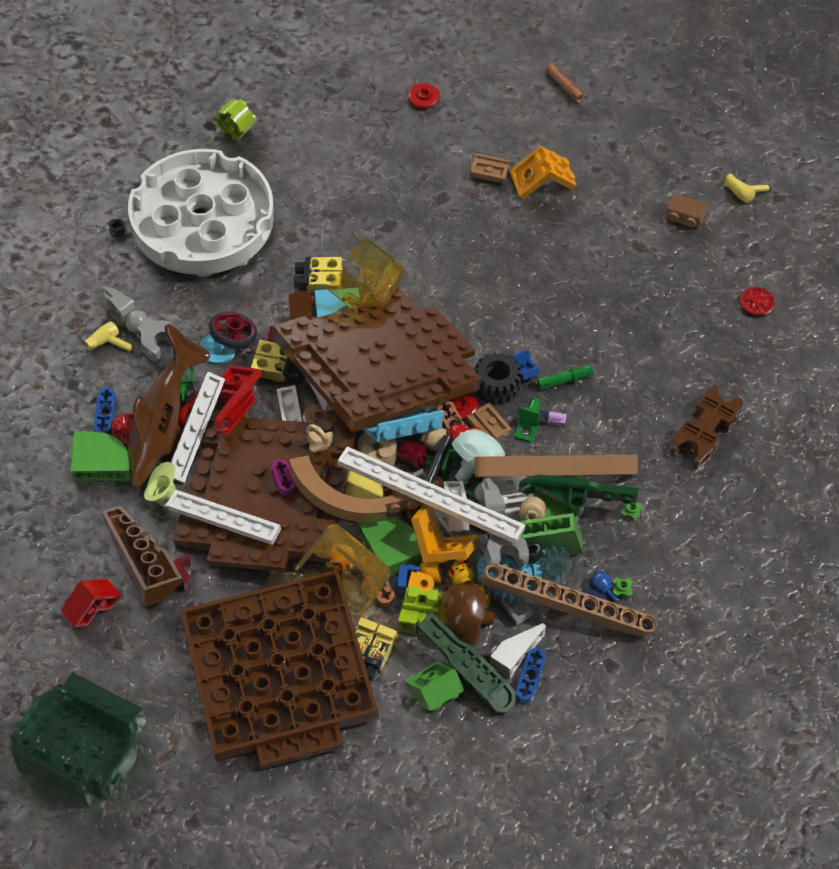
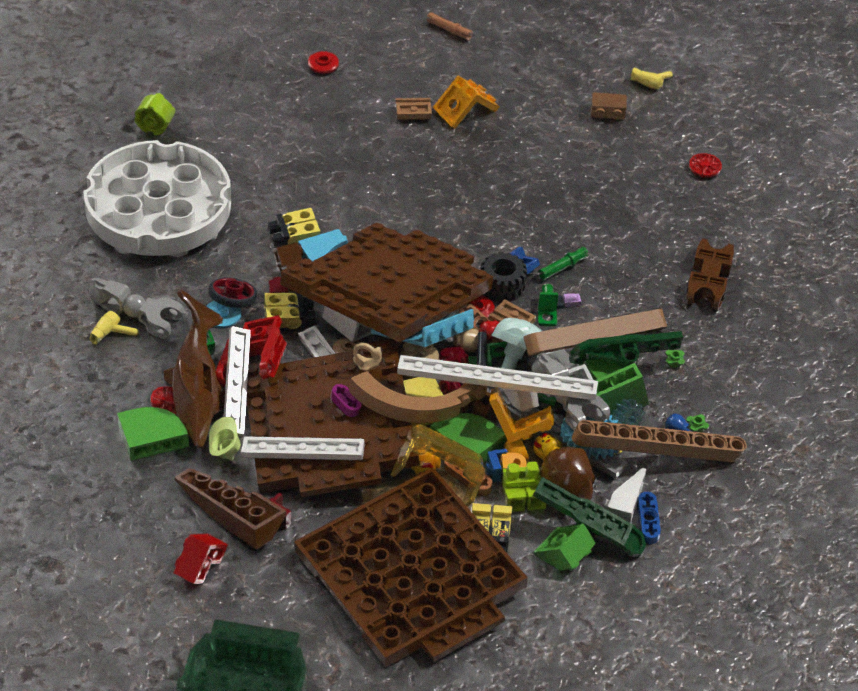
camera: 20 degrees left, 10 degrees down
(101, 405) = (138, 385): blue beam -> none
(120, 230) = (79, 229): black bush -> none
(377, 269) = (346, 216): clear yellow windscreen -> none
(532, 509) = (591, 371): tan head -> none
(535, 552) = (614, 408): black plate -> none

